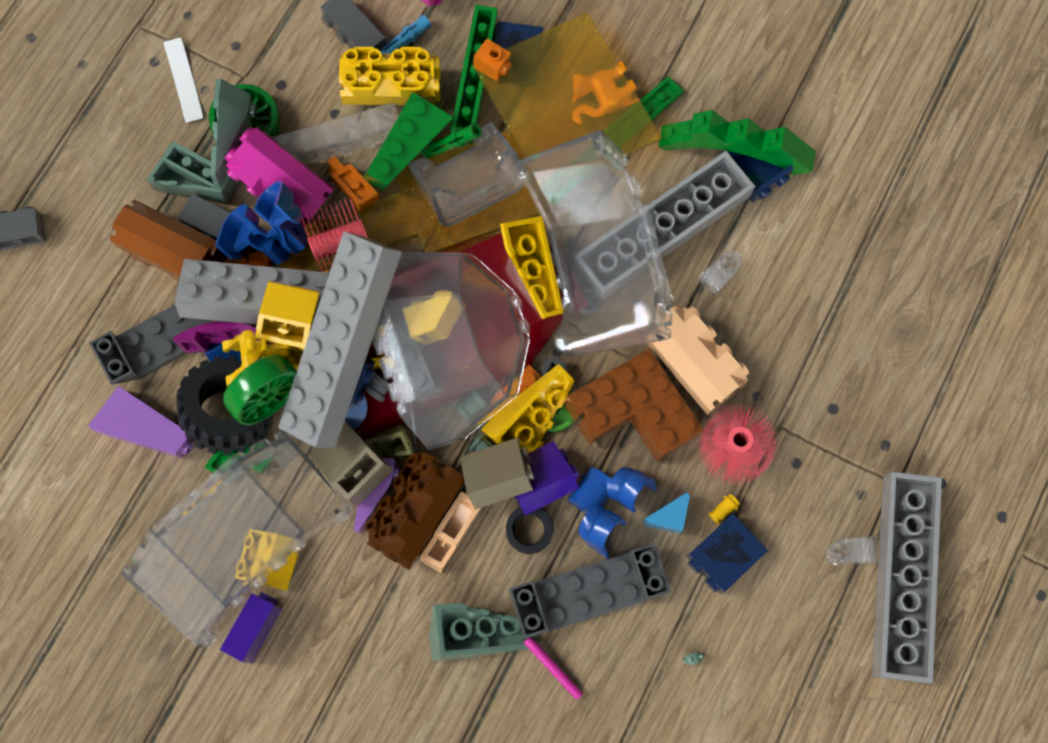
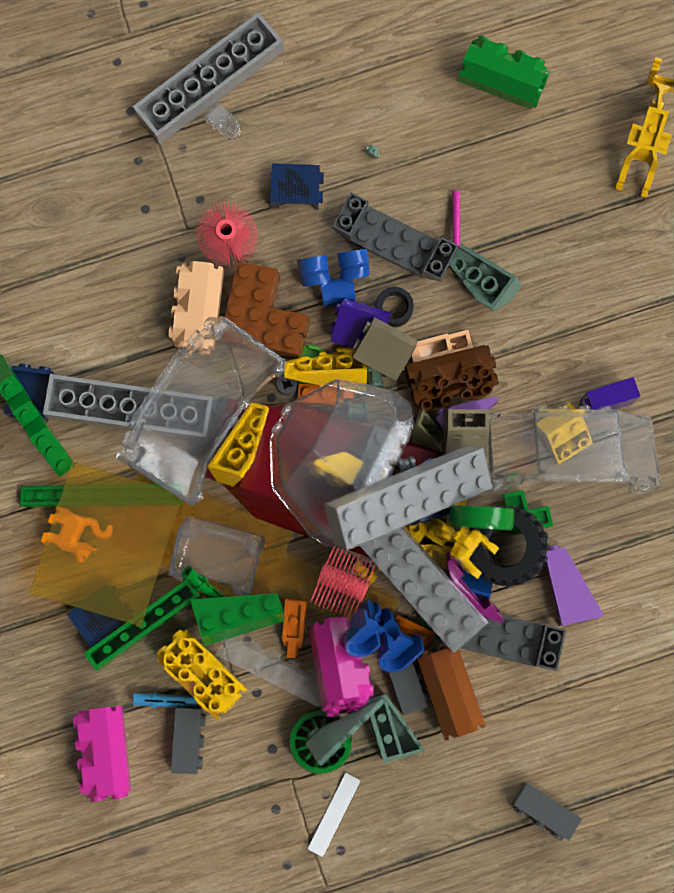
camera: 130 degrees left, 5 degrees up
(287, 314) = (425, 544): yellow slope -> none
(492, 60) = (127, 611): orange brick -> none
(671, 516) = (305, 237): dark azure slope -> none
(718, 274) = (128, 347): clear piece -> none
(724, 509) = (270, 212): yellow pin -> none

